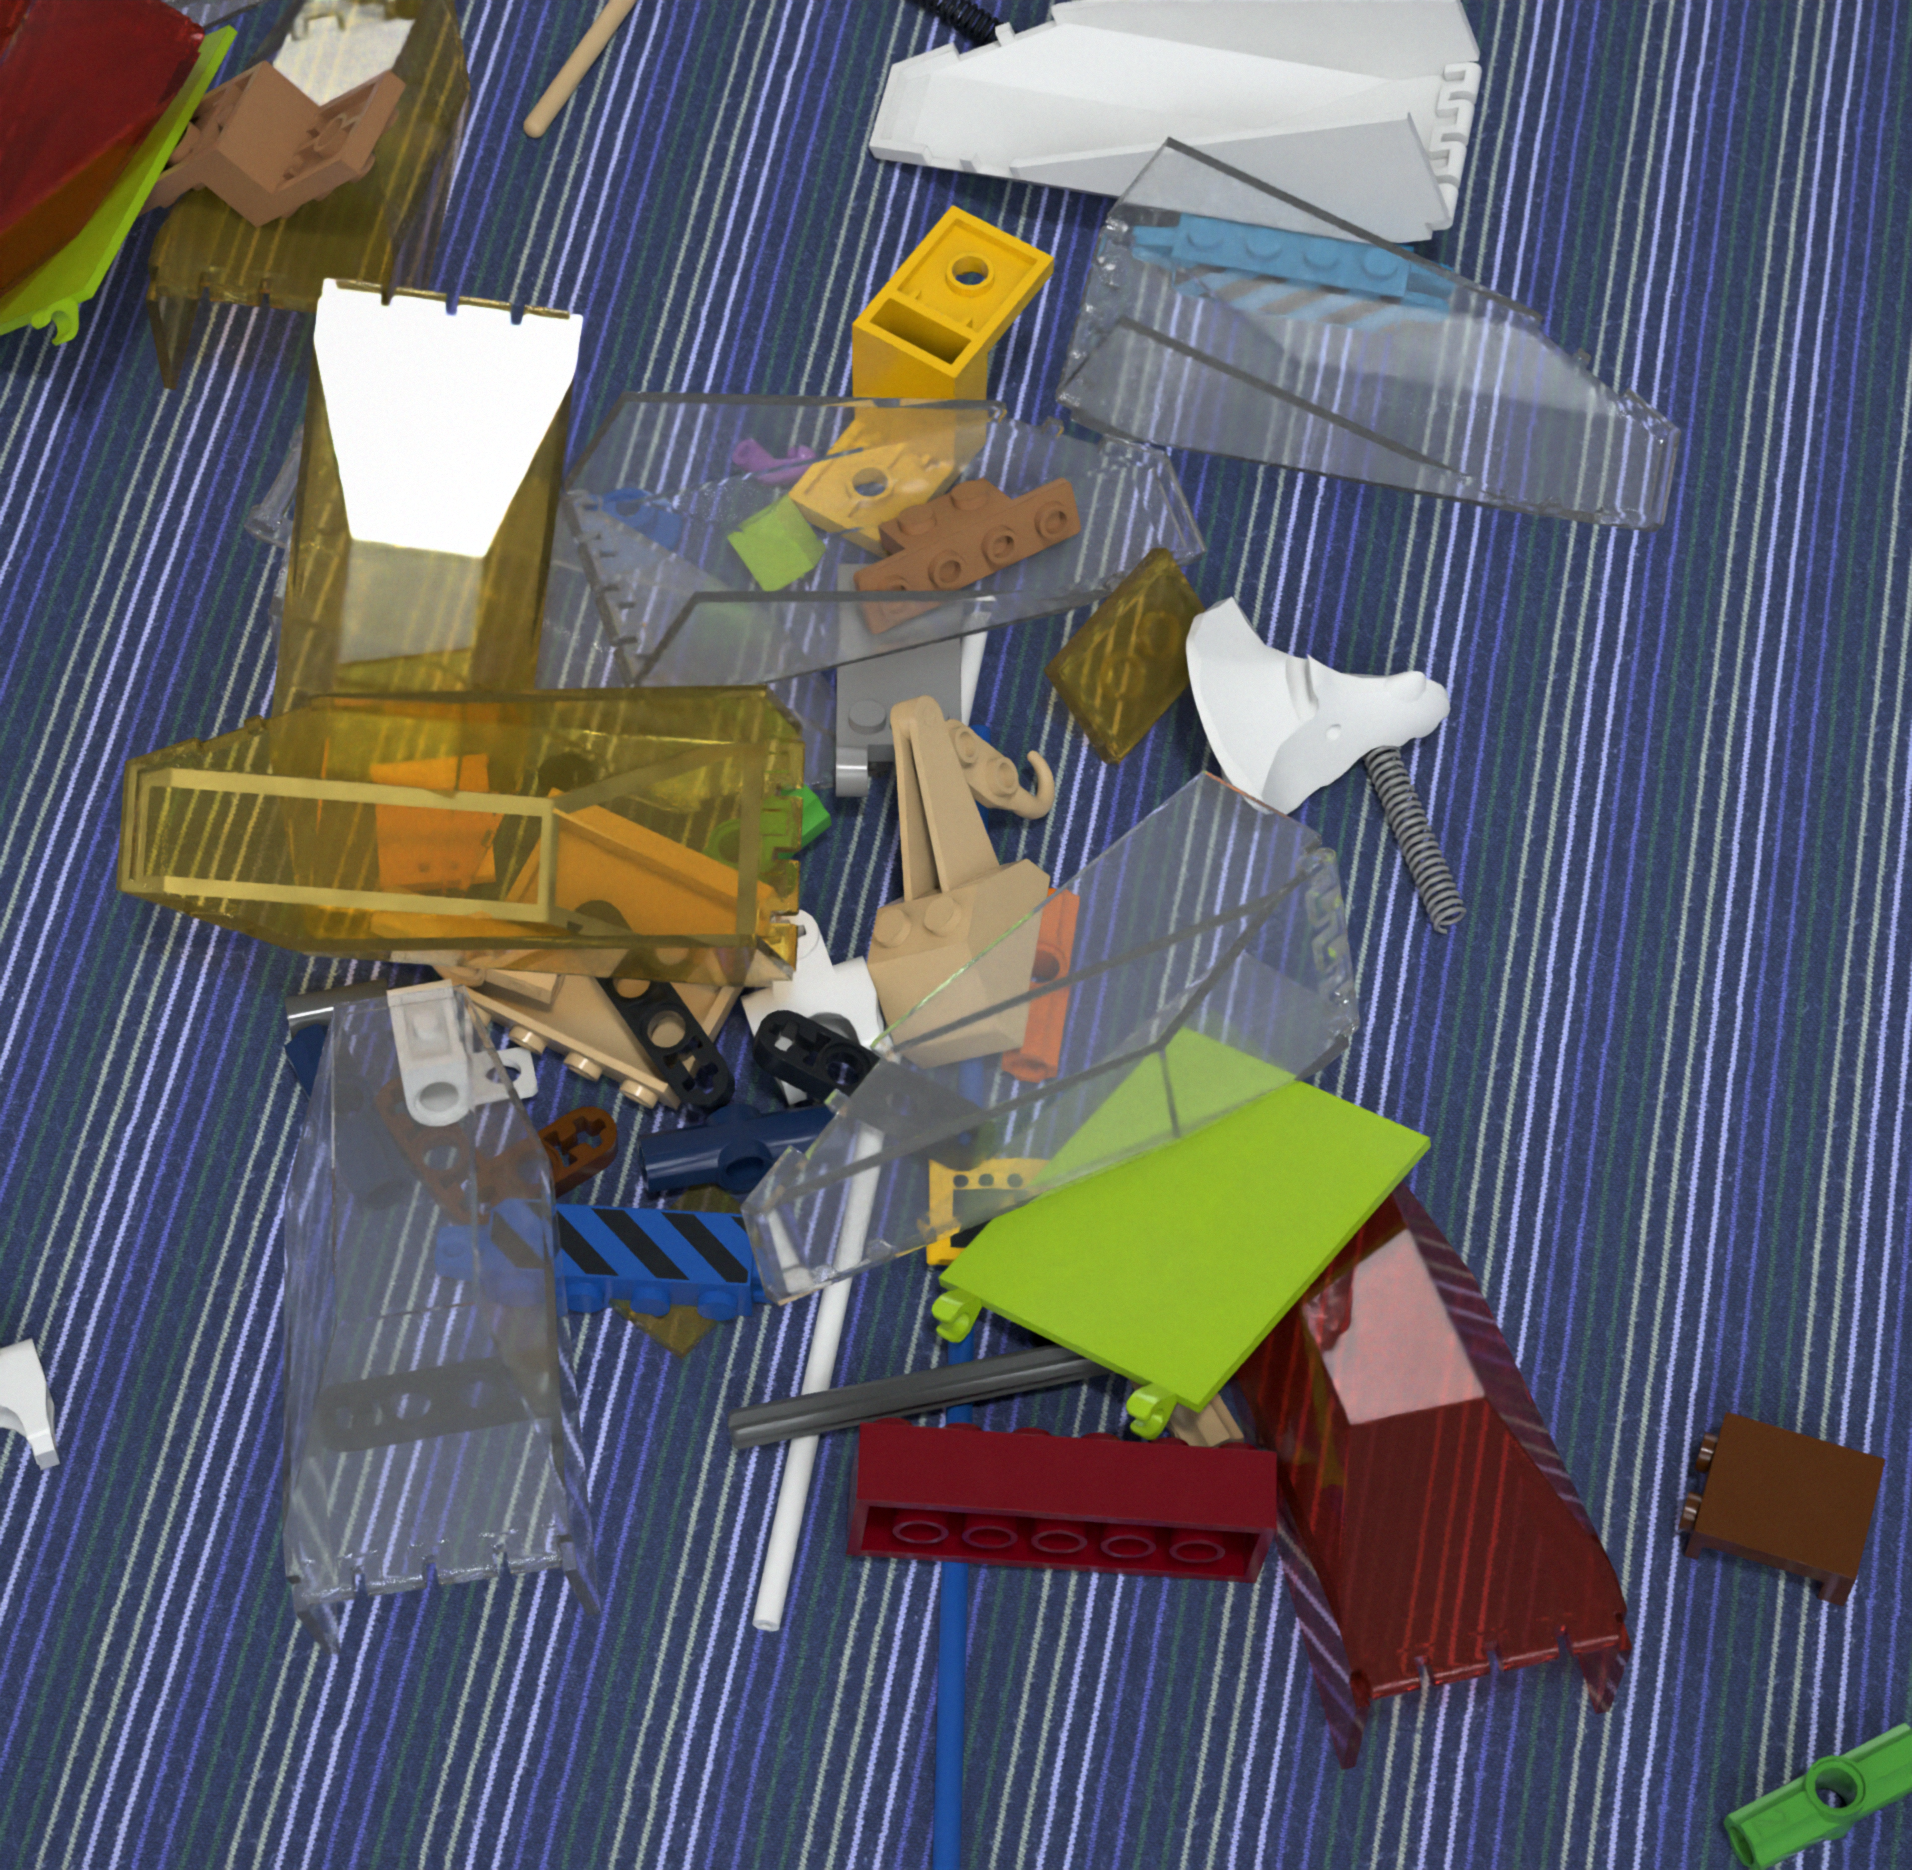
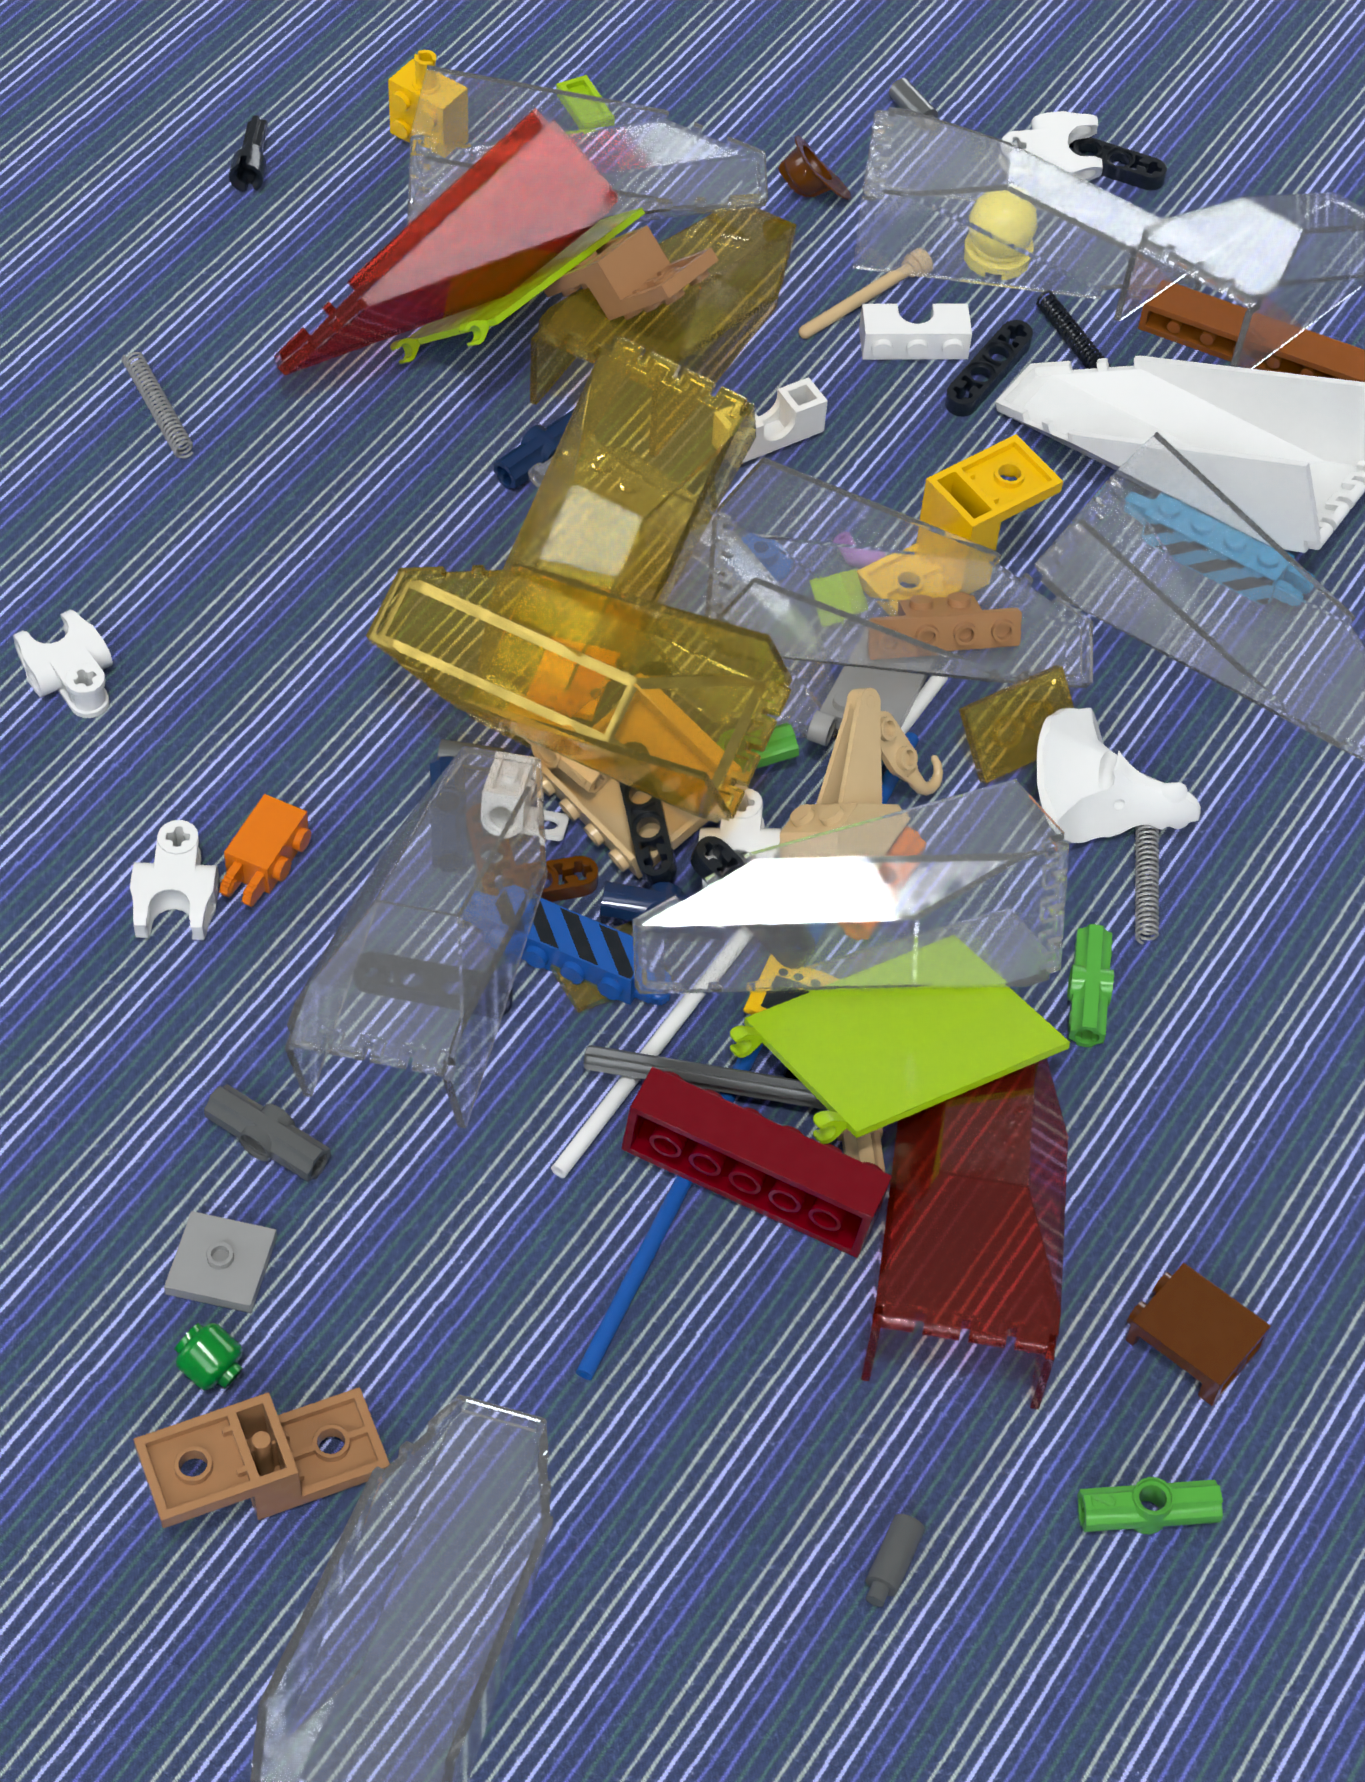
camera: 20 degrees right, 5 degrees down
(91, 1280) = (264, 848): none -> orange hinge
(225, 460) = (536, 447): none -> dark blue piece
(303, 1740) = (267, 1132): none -> dark grey piece
(584, 273) = (793, 417): none -> white arch
(667, 93) = (890, 337): none -> white arch
(834, 92) = (992, 369): none -> black beam
(1406, 1029) = (1090, 985): none -> bright green piece

